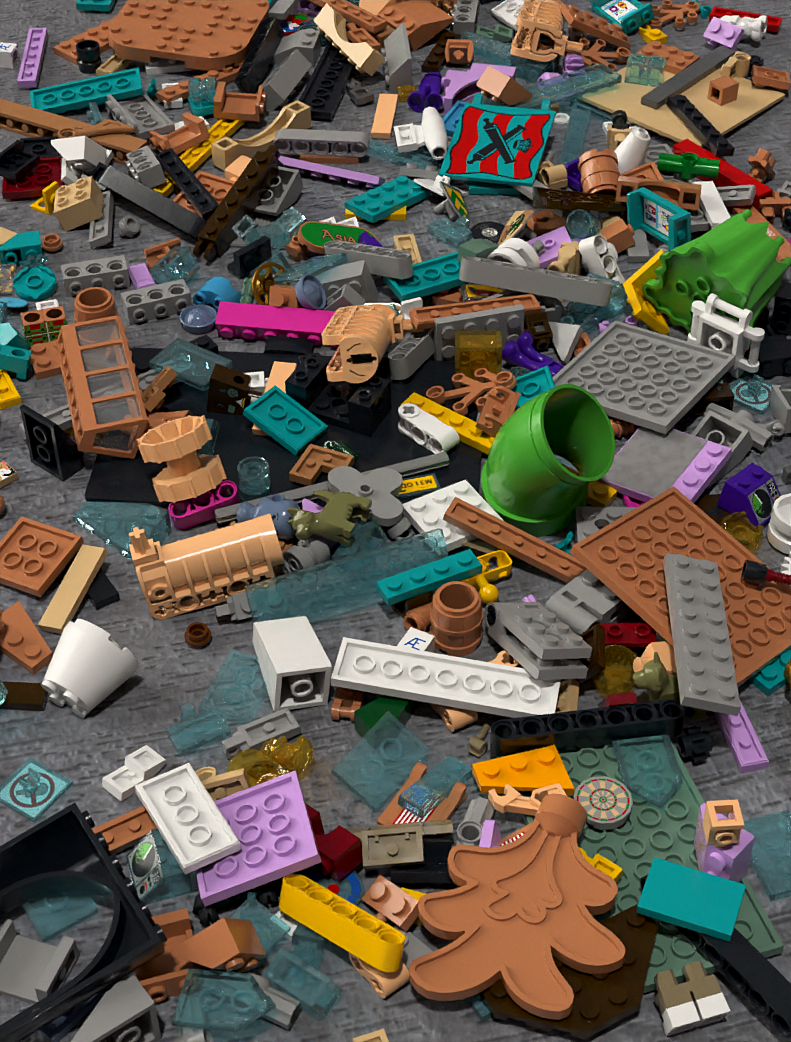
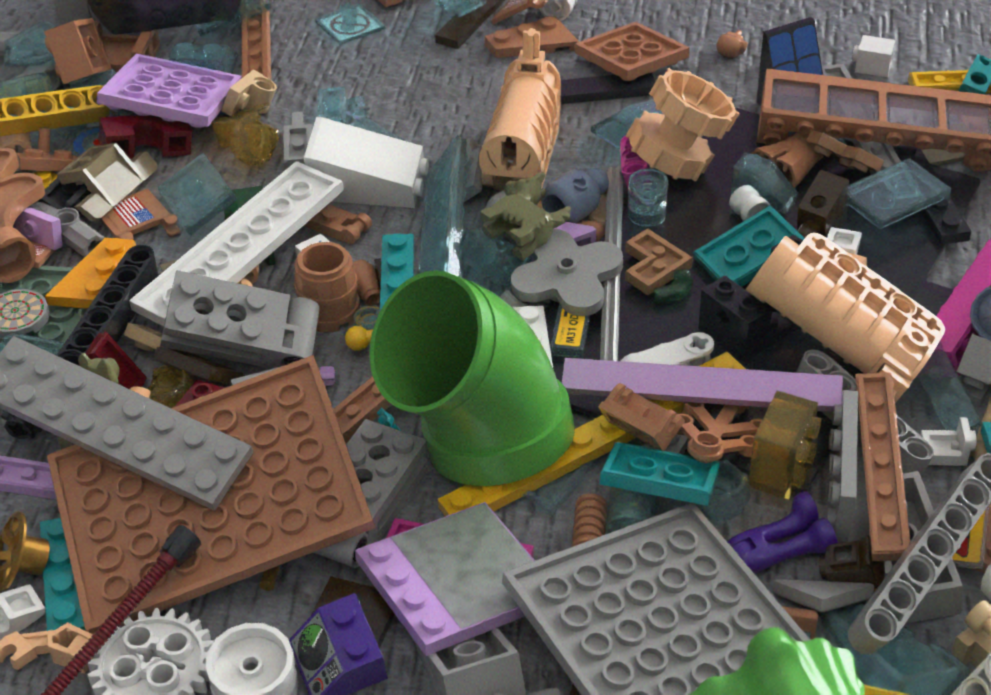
camera: 115 degrees right, 0 degrees up
(72, 588) = (582, 72): tan tile -> none
(86, 667) = (447, 47): white cone -> none
(138, 767) = (318, 69): white slope -> none
(187, 818) = (214, 54): white tile -> none
(197, 634) = (456, 128): reddish brown plate -> none
(234, 431) = (747, 202): none -> white wheel
(434, 786) = (142, 220): clear light blue plate -> none
(451, 400) = (699, 383): none -> lavender tile
(519, 804) = (50, 269): light nougat piece -> none
(742, 530) = (282, 599): clear yellow hair -> none

